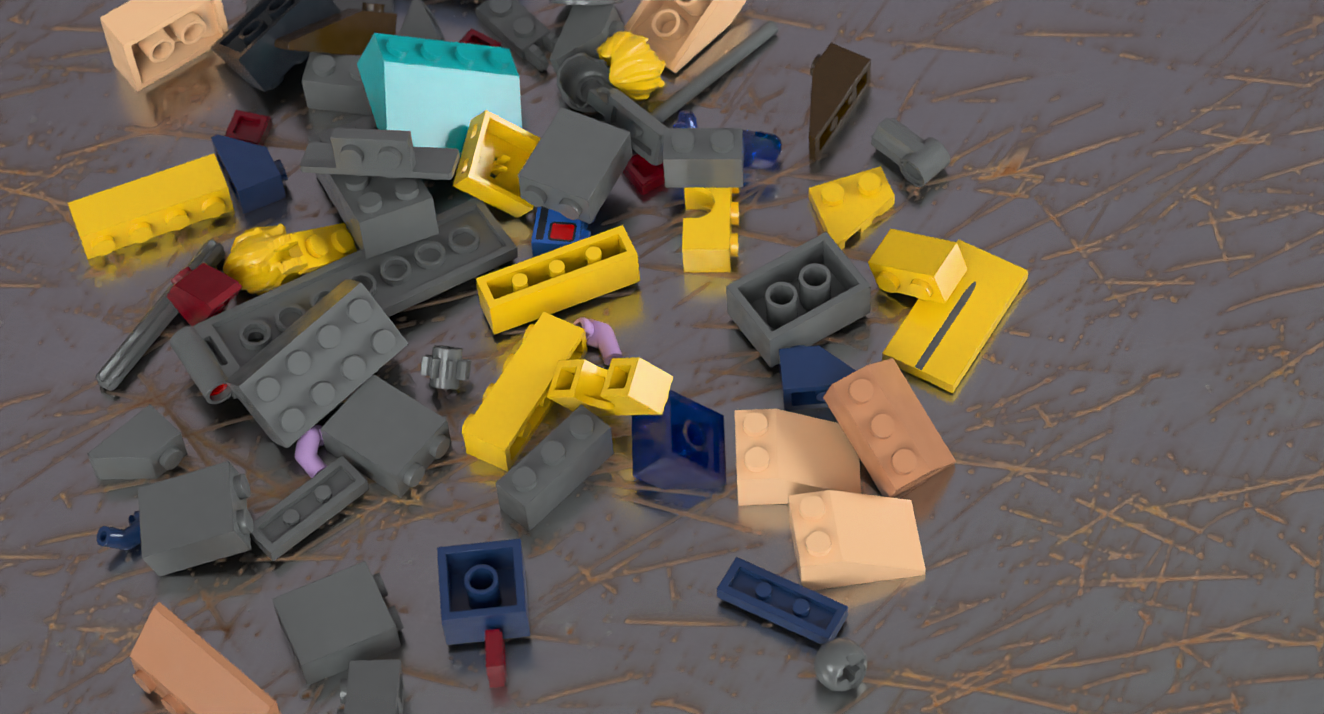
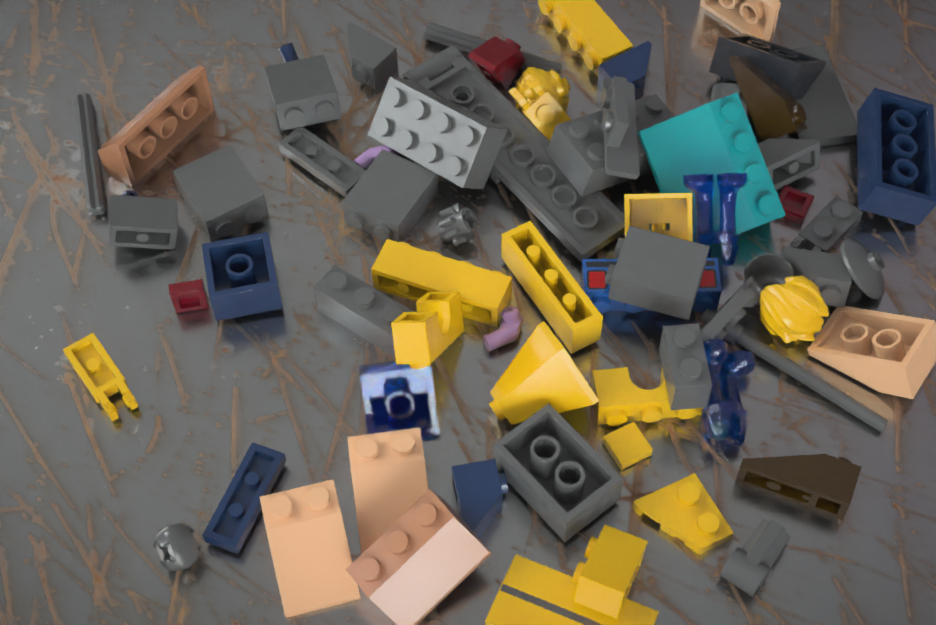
camera: 80 degrees right, 0 degrees up
(249, 127) = (674, 73): dark red tile -> none
(480, 79) = (728, 188): none -> clear blue piece
(687, 295) = (540, 376): none -> yellow slope
(763, 243) = (627, 445): none -> yellow tile

